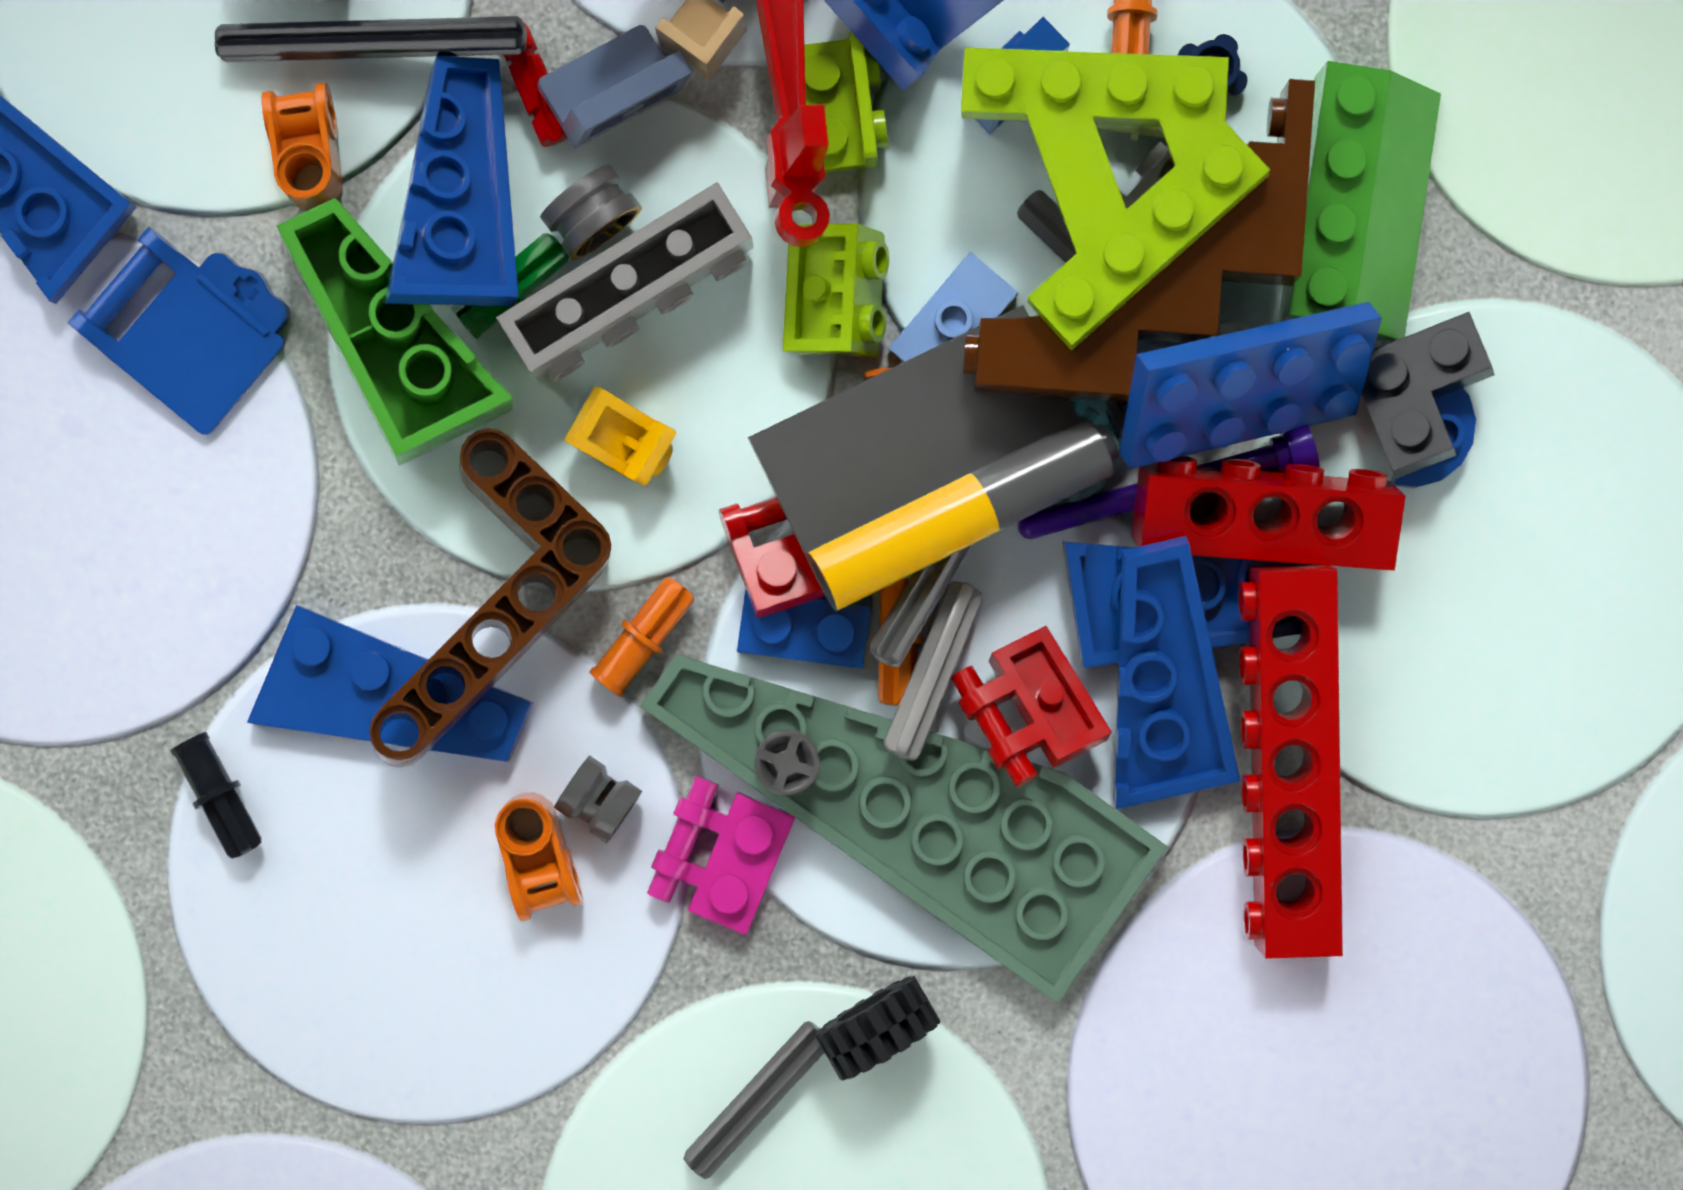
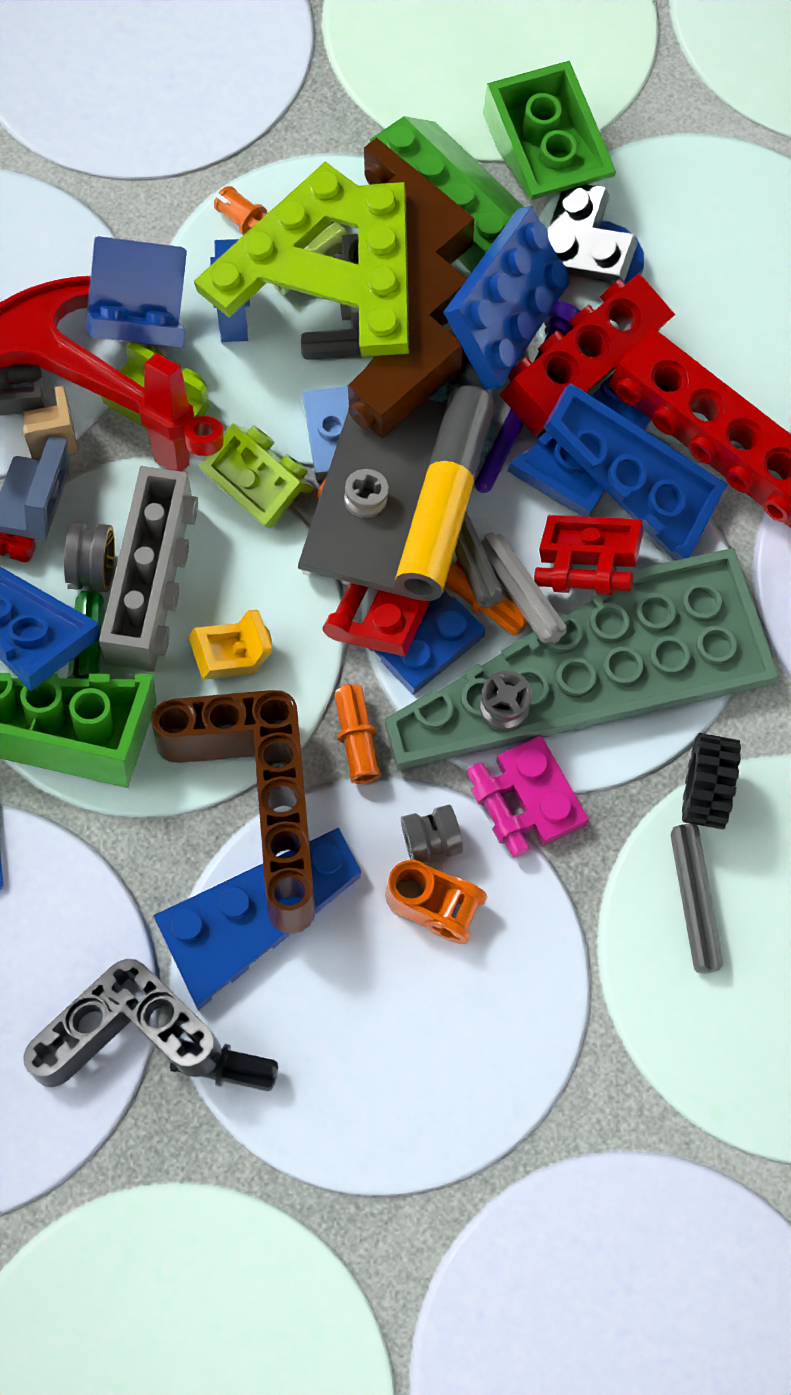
camera: 45 degrees left, 20 degrees down
(178, 655) = (118, 1010): none -> beam
(892, 417) = (356, 485): none -> light grey bush
(1514, 244) = (546, 130): none -> bright green slope

